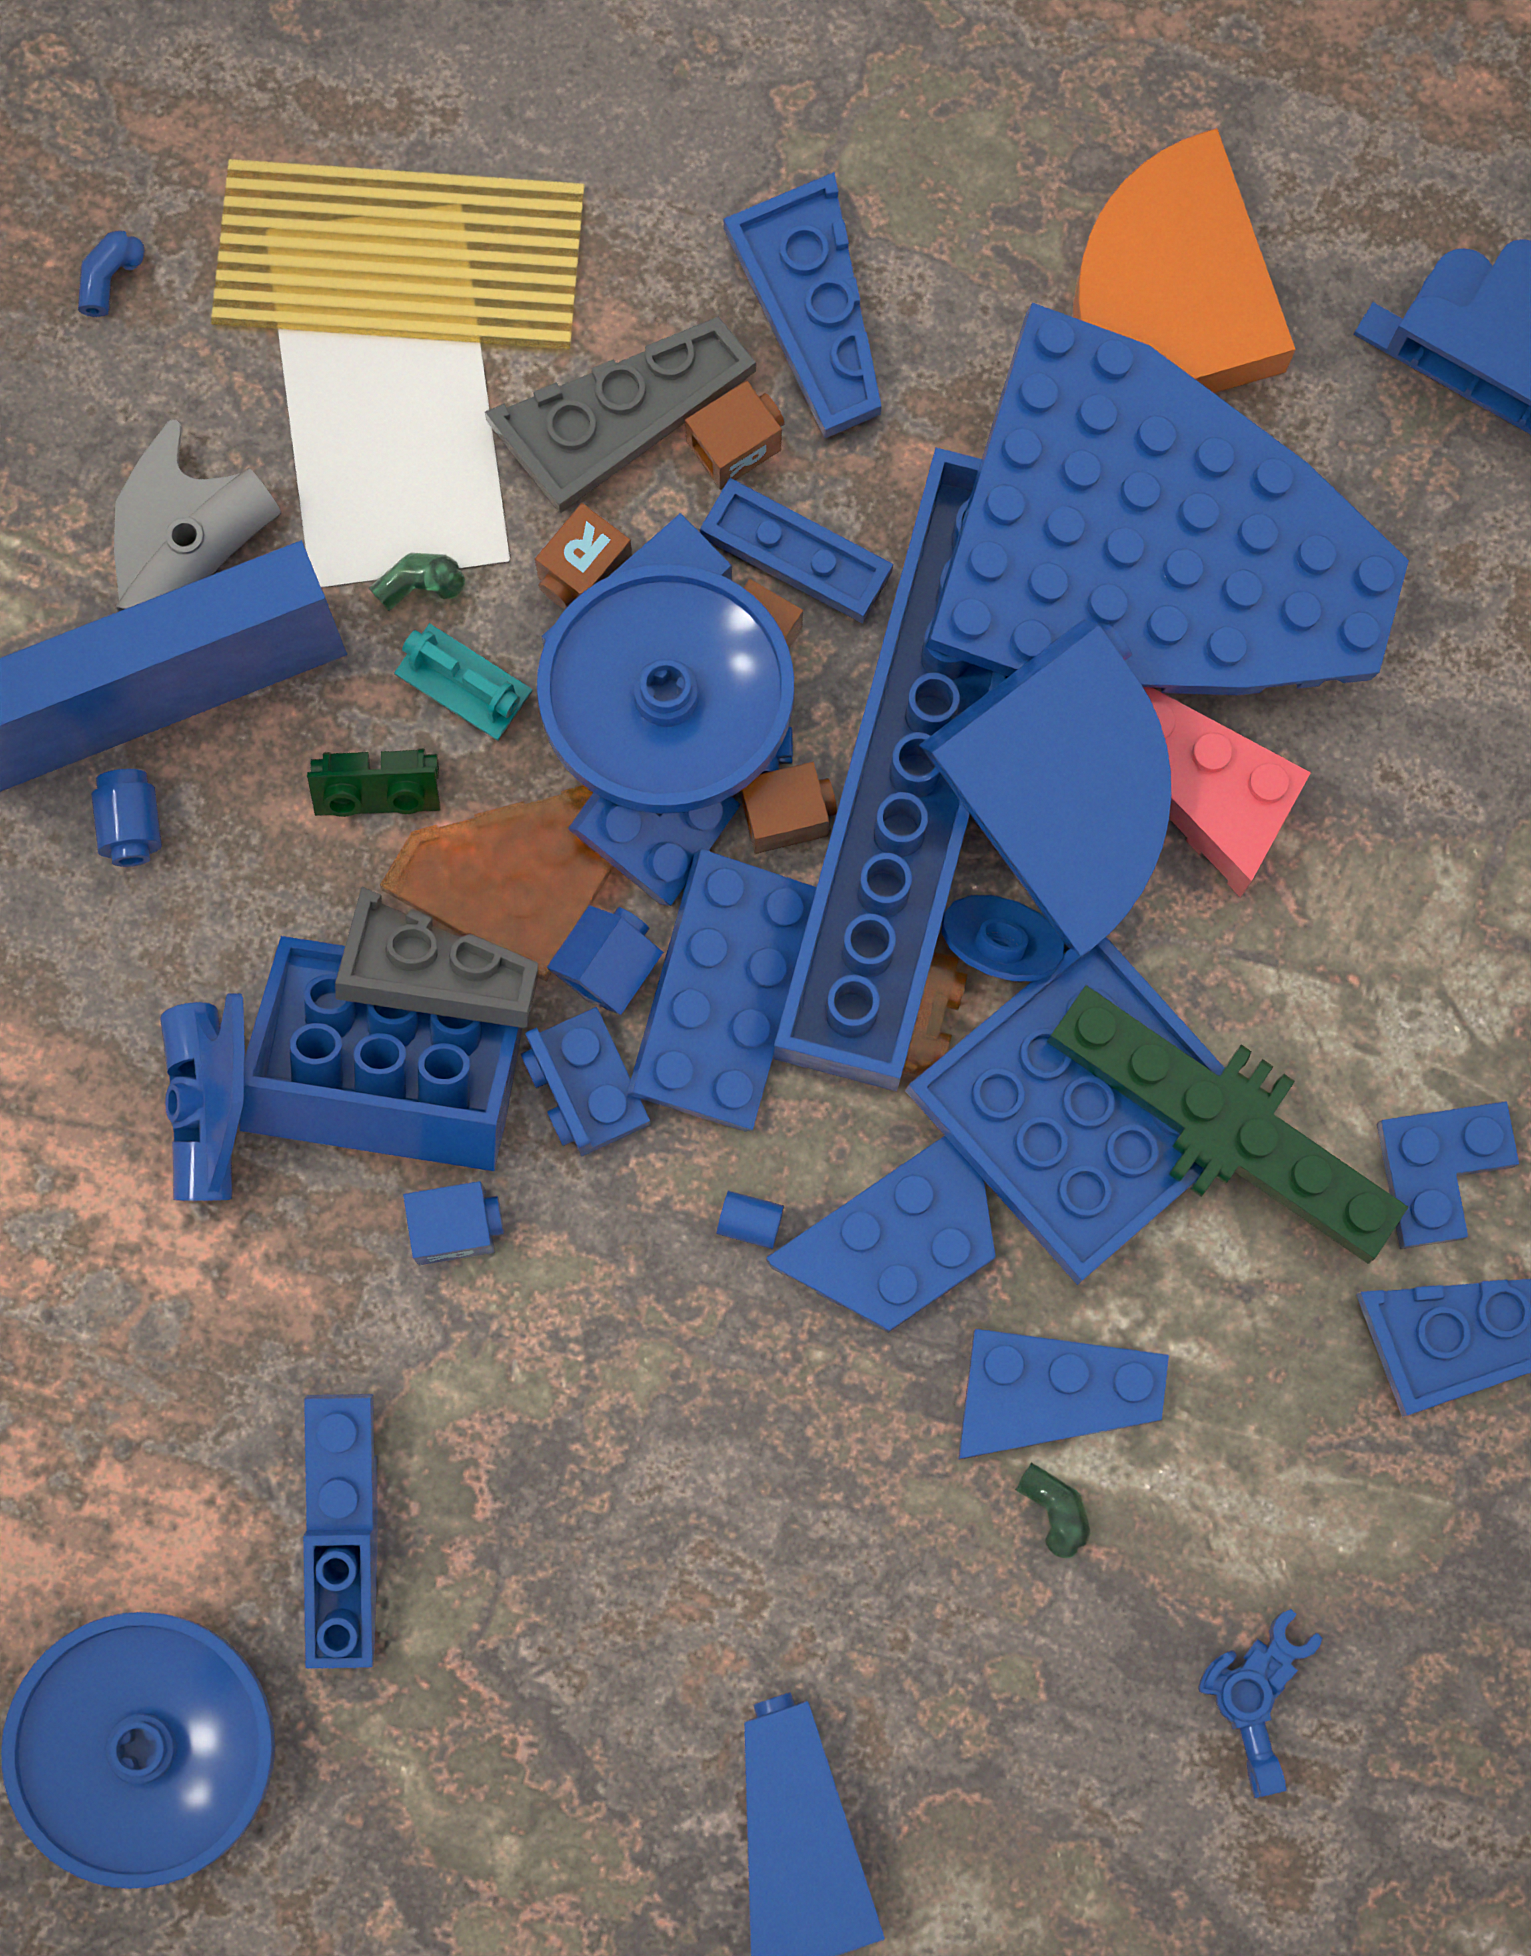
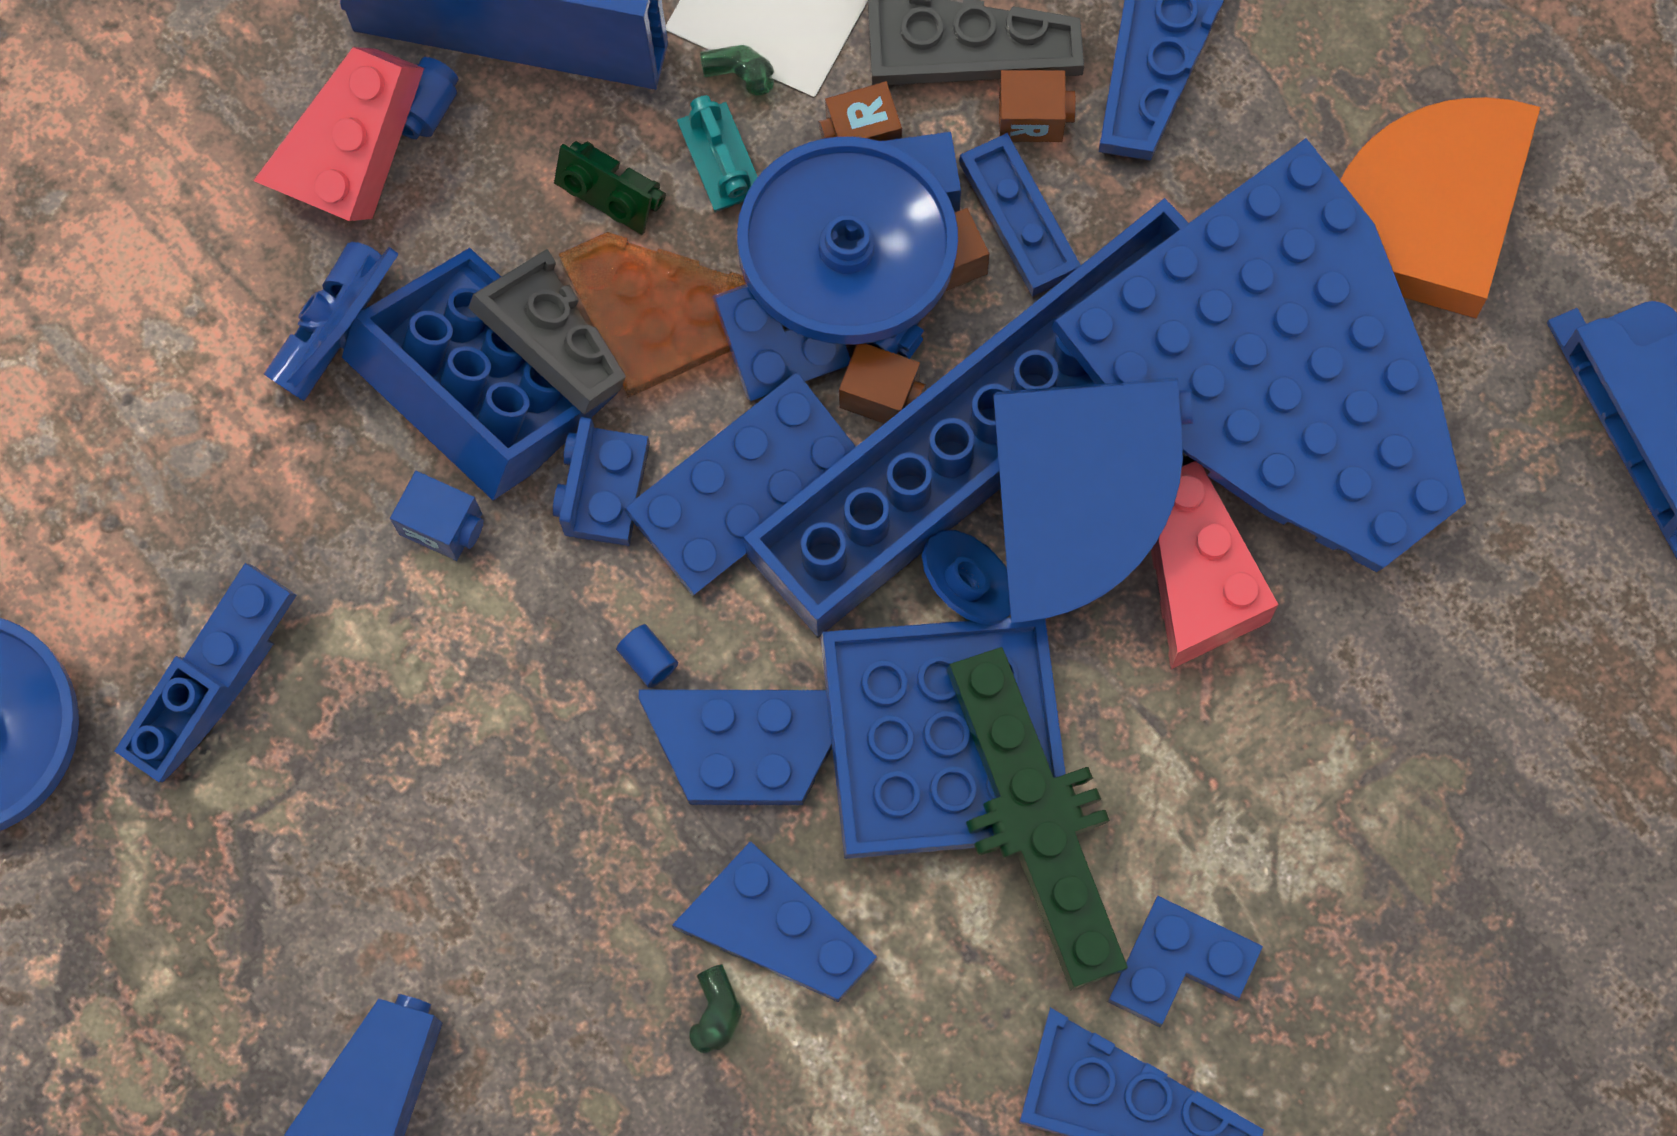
camera: 40 degrees right, 5 degrees down
(89, 909) = (347, 136): none -> coral wedge
(606, 957) = (677, 404): blue brick -> none
(941, 991) = (897, 585): clear orange plate -> none

